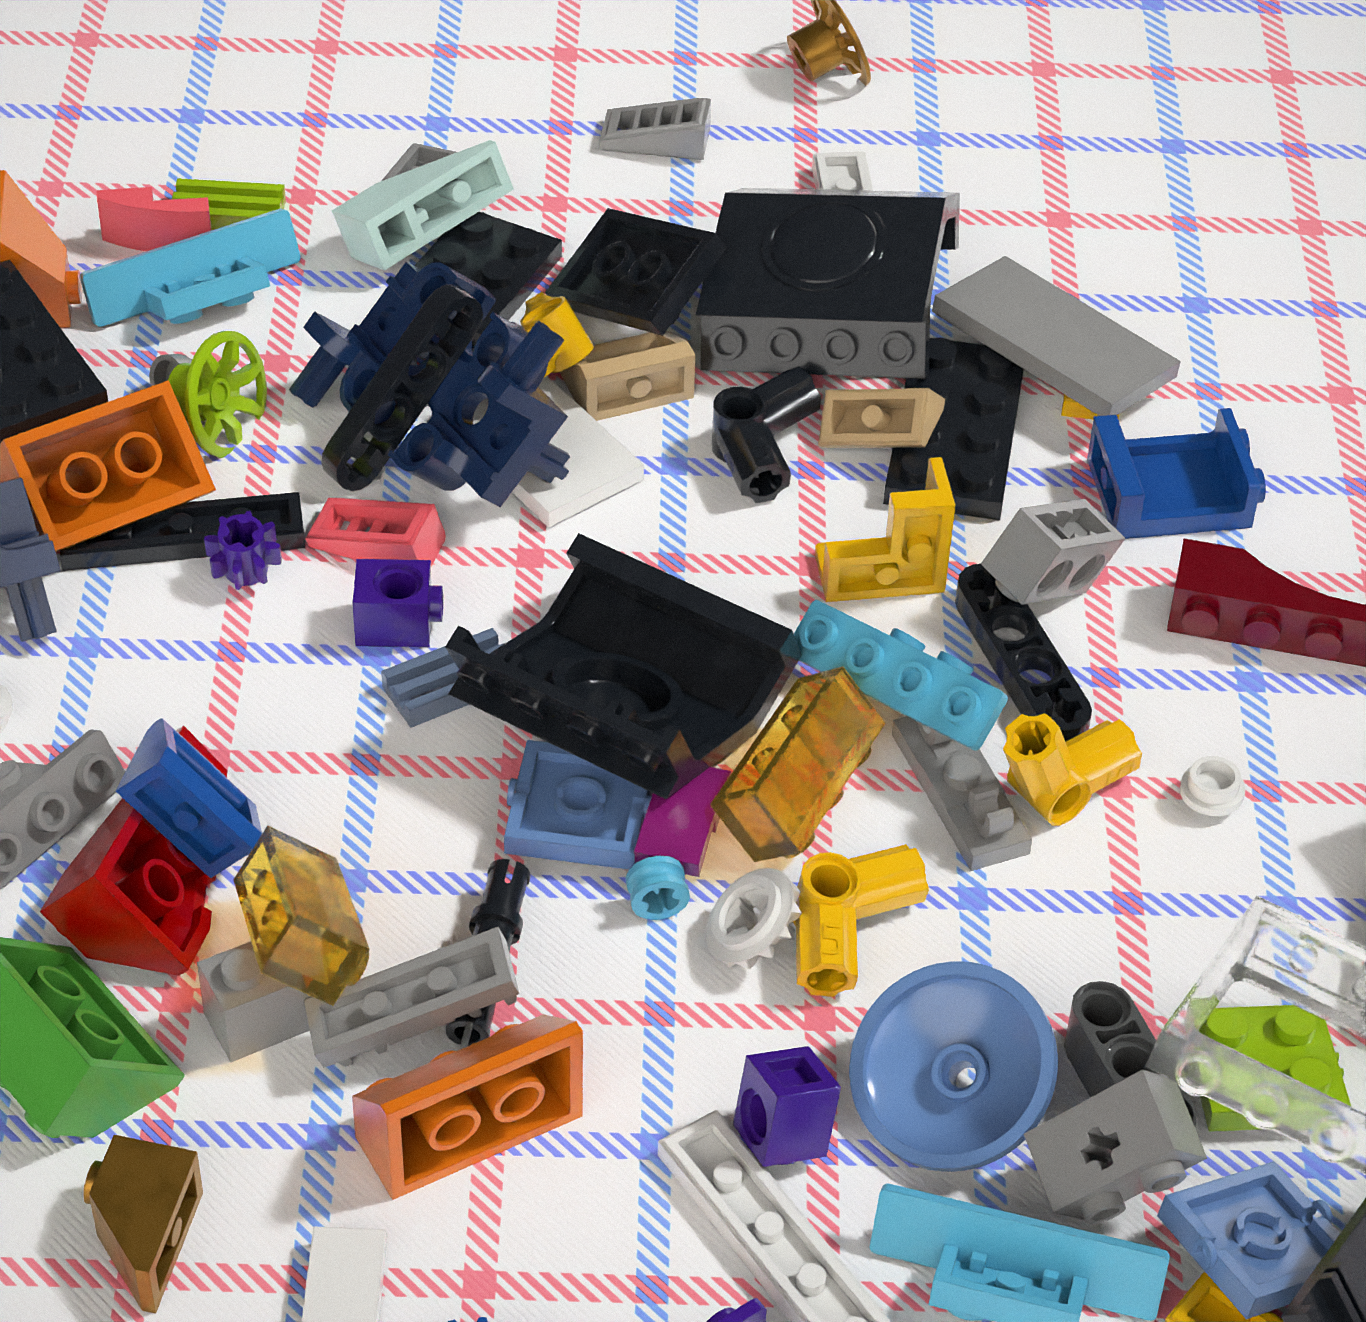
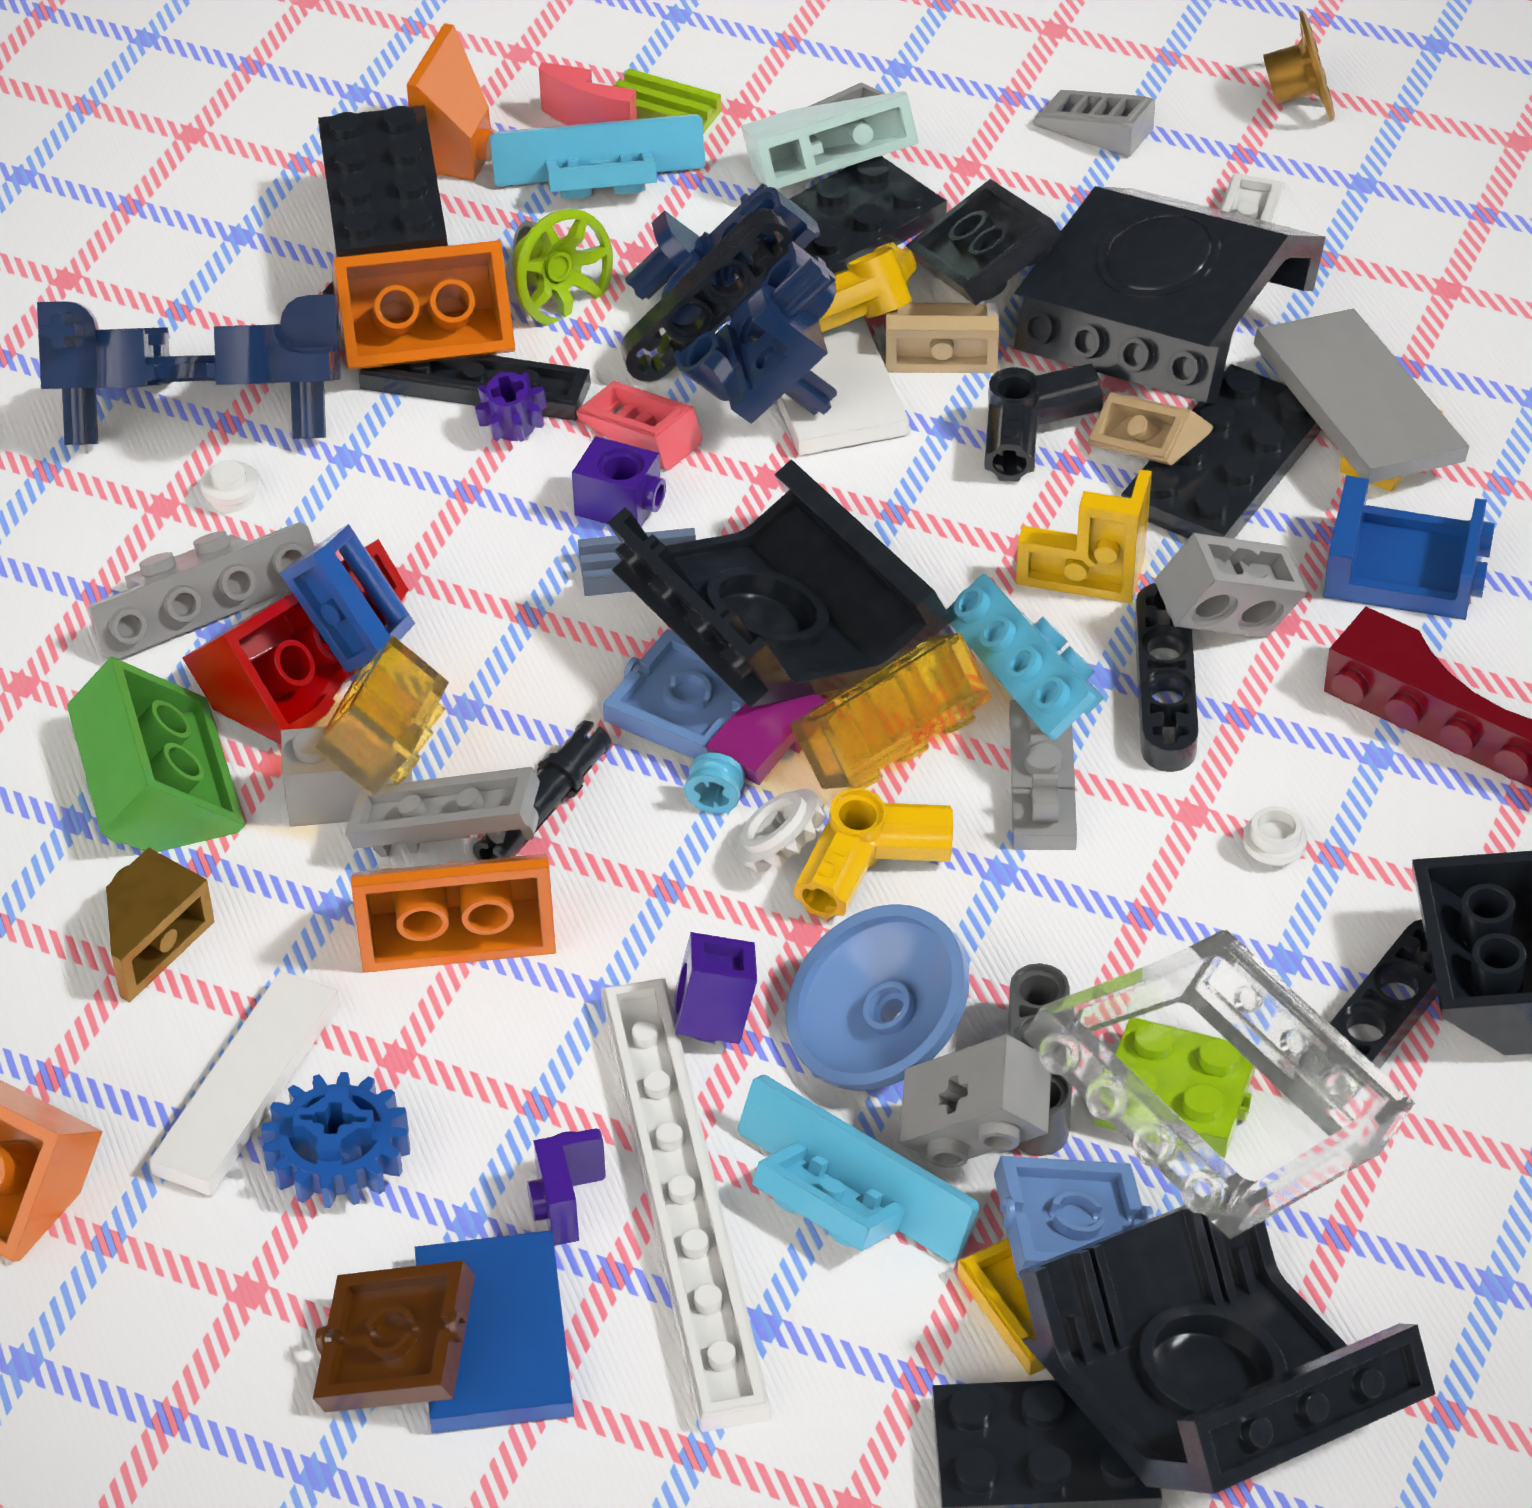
camera: 25 degrees right, 0 degrees up
(1063, 775) = (1133, 790): yellow piece -> none

